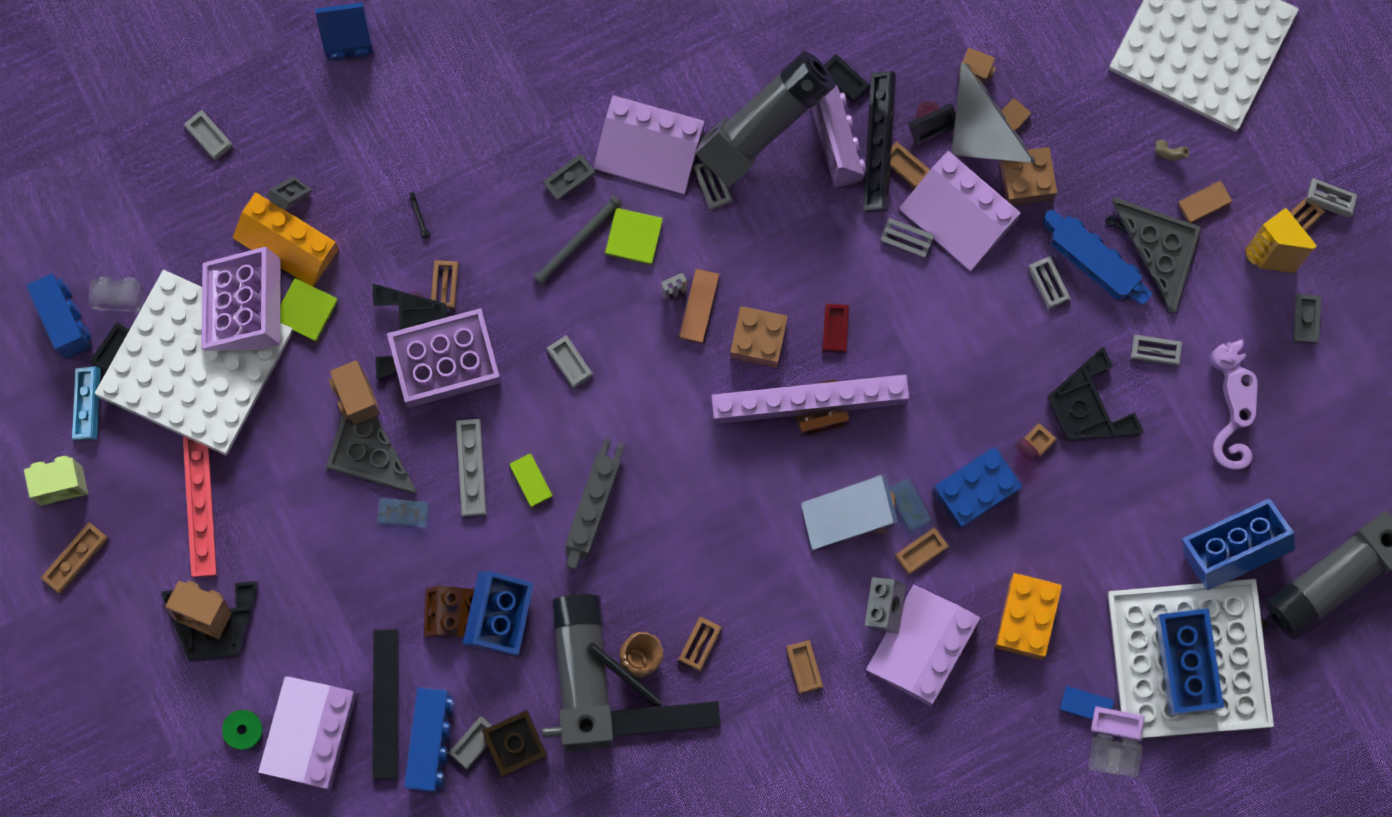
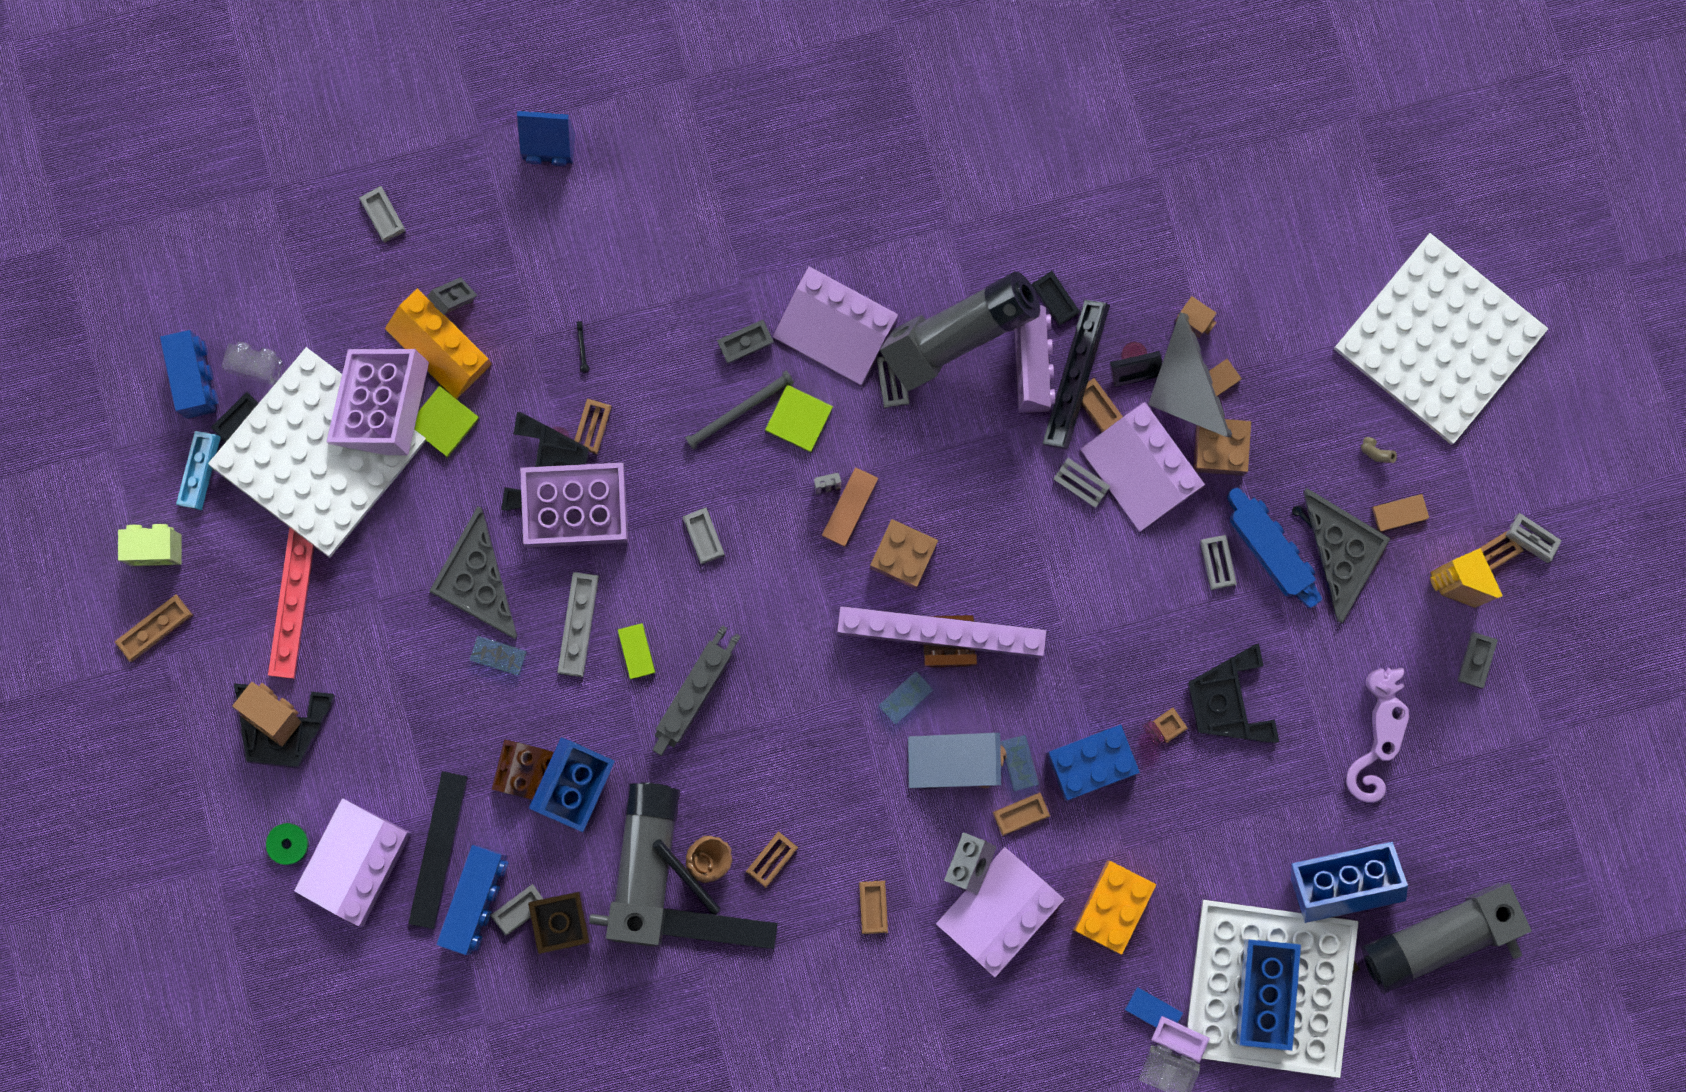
camera: 10 degrees right, 5 degrees up
(356, 395) = (474, 522): medium nougat brick -> none
(790, 468) = (905, 697): none -> clear light blue tile
(835, 328) = (985, 561): dark red tile -> none
(1154, 359) = (1291, 650): light grey tile -> none

